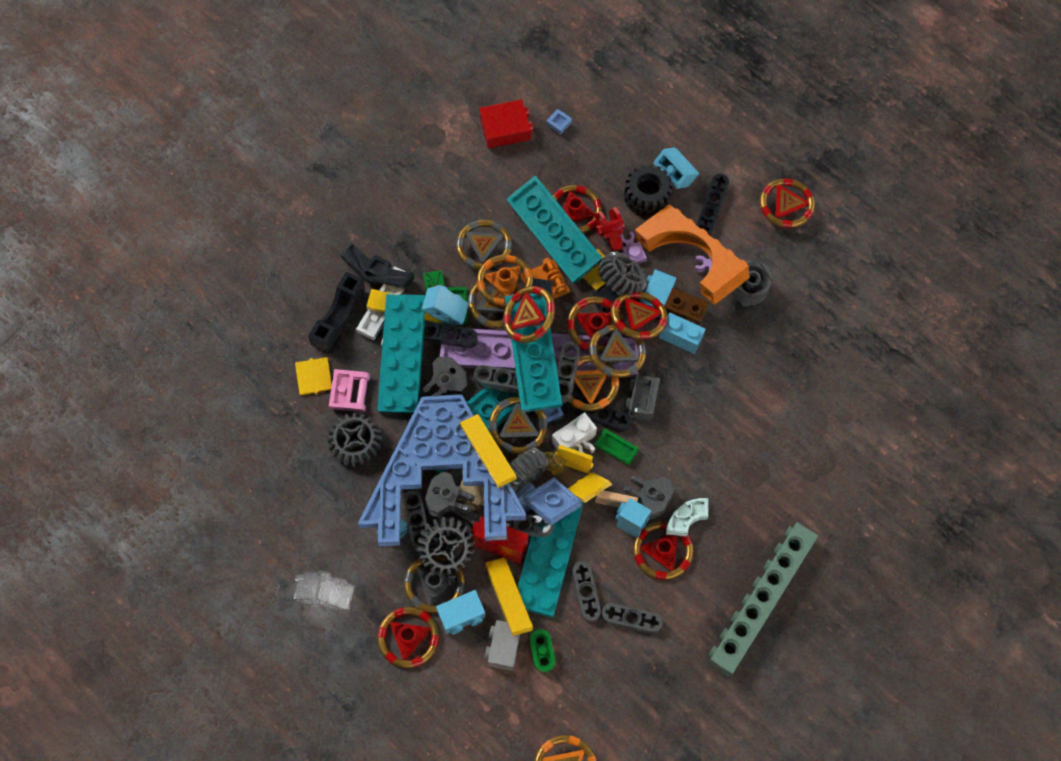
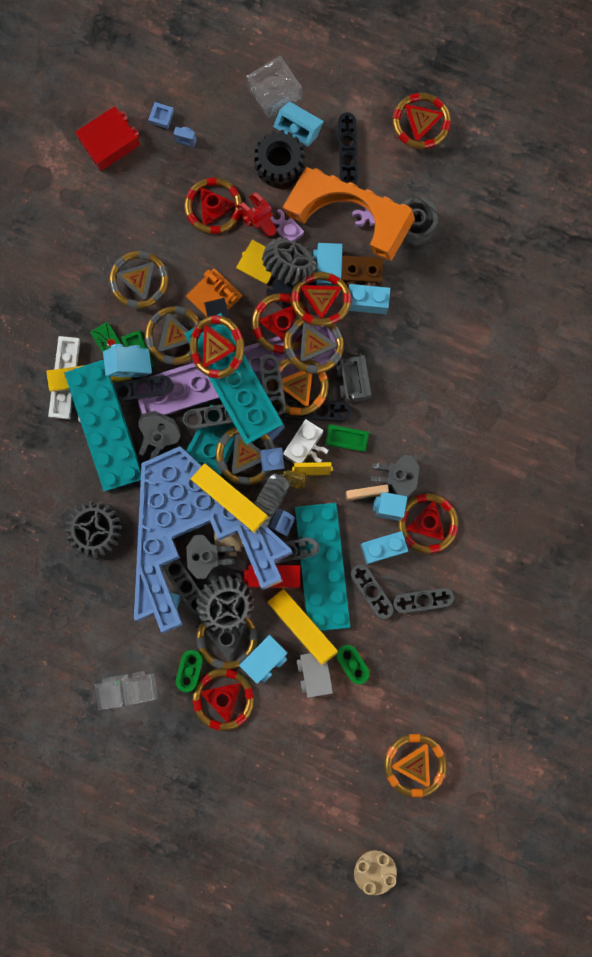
camera: 20 degrees left, 15 degrees up
(313, 376) = (26, 478): yellow piece -> none
(329, 327) = (25, 386): black arch -> none
(342, 390) = (61, 484): bright pink plate -> none
(376, 269) = (41, 346): black plate -> none
(387, 598) = (189, 670): none -> green plate
(504, 279) = (174, 311): orange piece -> none
(540, 436) = (272, 459): none -> medium blue plate
(552, 501) = (308, 519): medium blue plate -> none
(555, 229) = (202, 236): teal plate -> none
(572, 145) = (185, 136): none -> medium blue plate
(589, 487) = (336, 491): yellow piece -> none
(613, 554) = (384, 547): none -> medium azure brick
(666, 130) = (274, 86): none -> clear brick
(686, 515) = (437, 482): light aqua tile -> none
(728, 663) = (557, 465): sand green brick -> none

